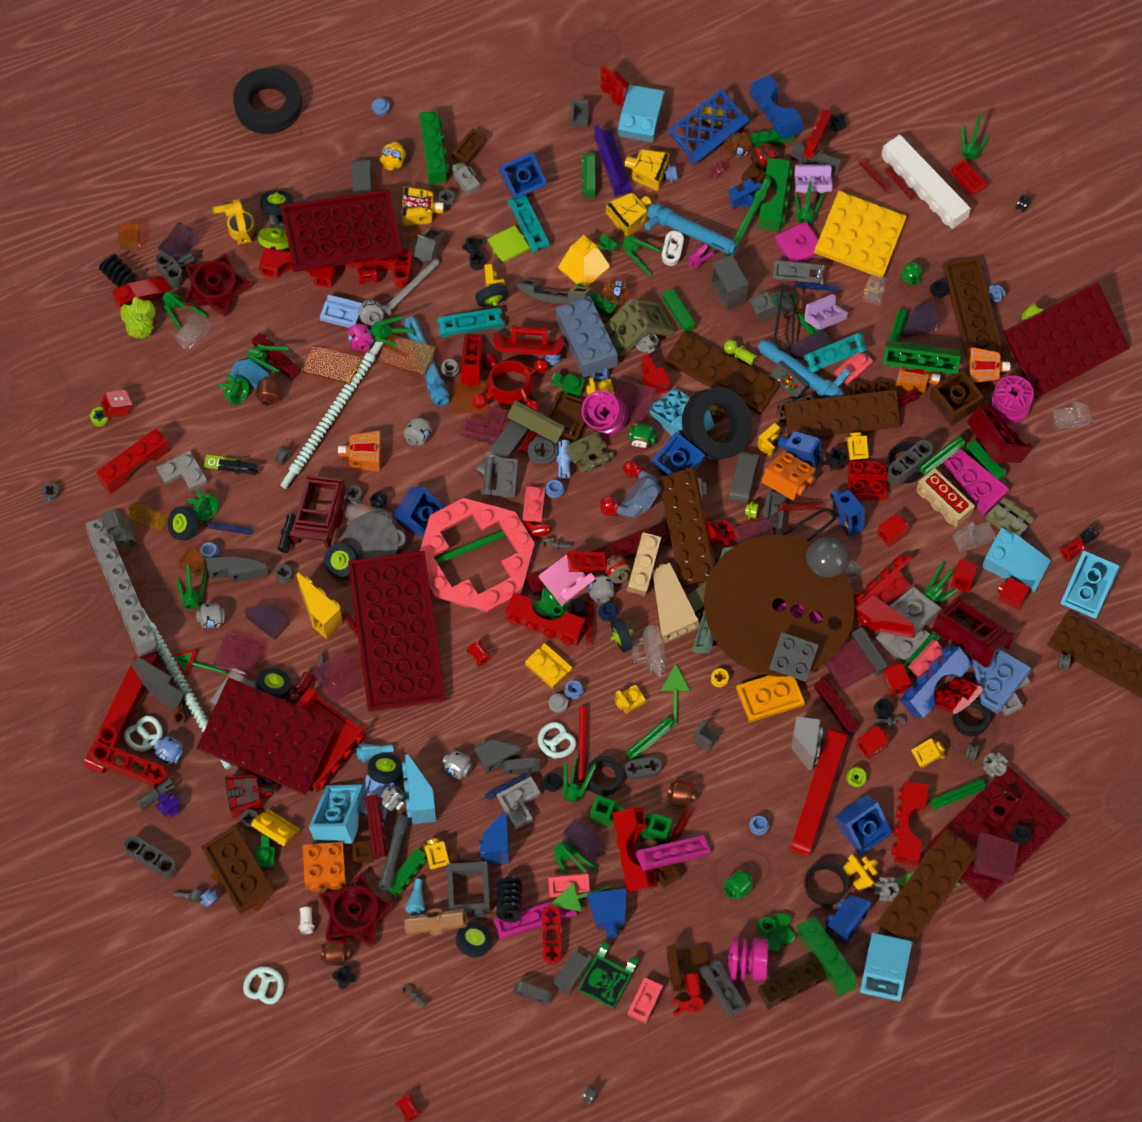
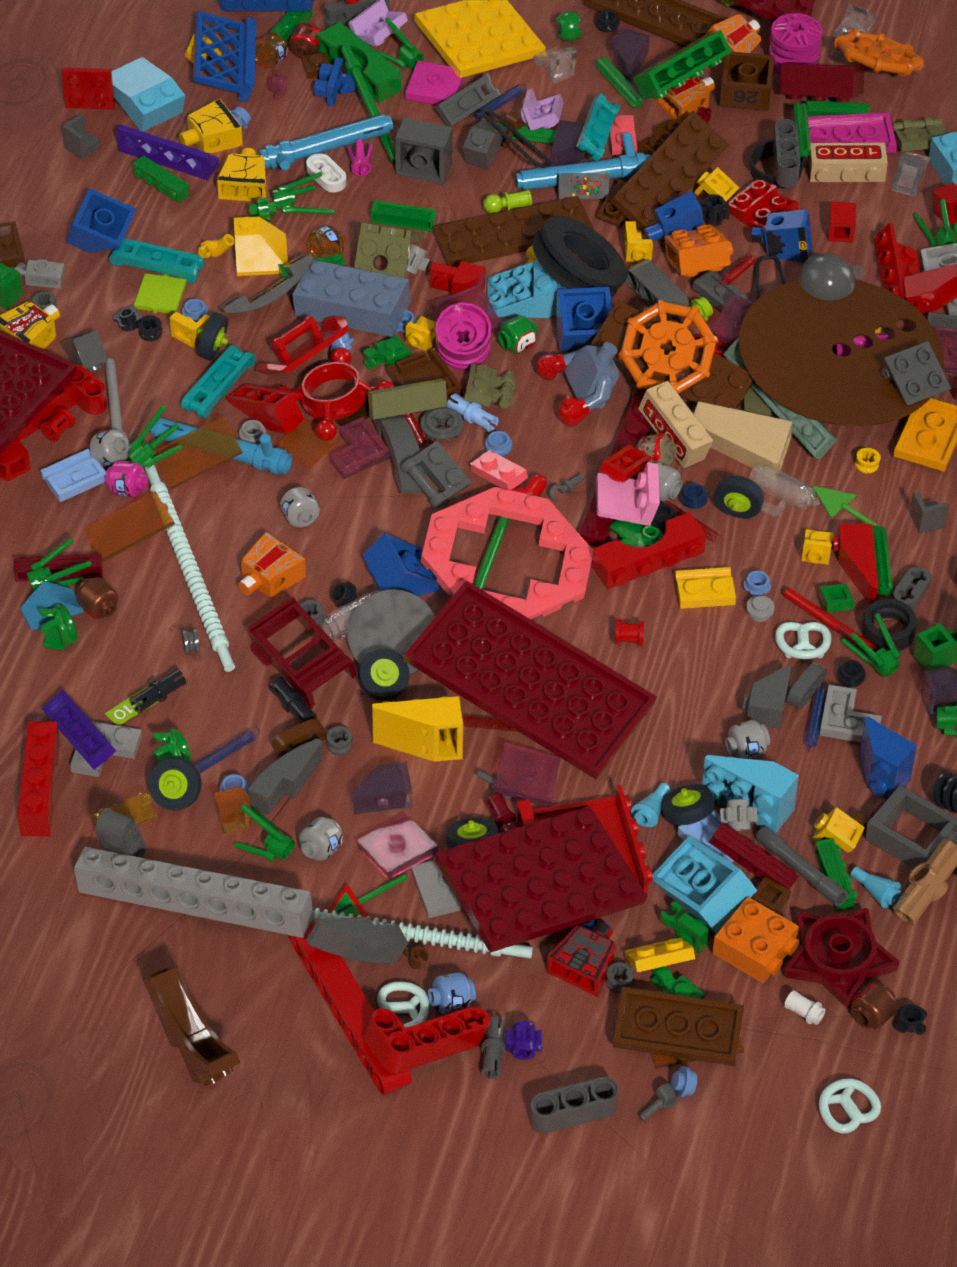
camera: 50 degrees left, 15 degrees down
(39, 648) = (187, 1028): none -> reddish brown arch
(174, 453) = (78, 730): none -> dark purple plate
(265, 555) = (297, 736): none -> reddish brown beam
(305, 833) = (687, 927): none -> green plate
(509, 271) = (195, 309): none -> medium blue plate
(563, 240) = (216, 247): none -> yellow arm
(598, 735) = (836, 597): none -> green plate
(640, 722) = (857, 557): none -> red slope
(675, 515) = (659, 335): none -> orange plate
(1042, 456) = (879, 52): none -> orange plate

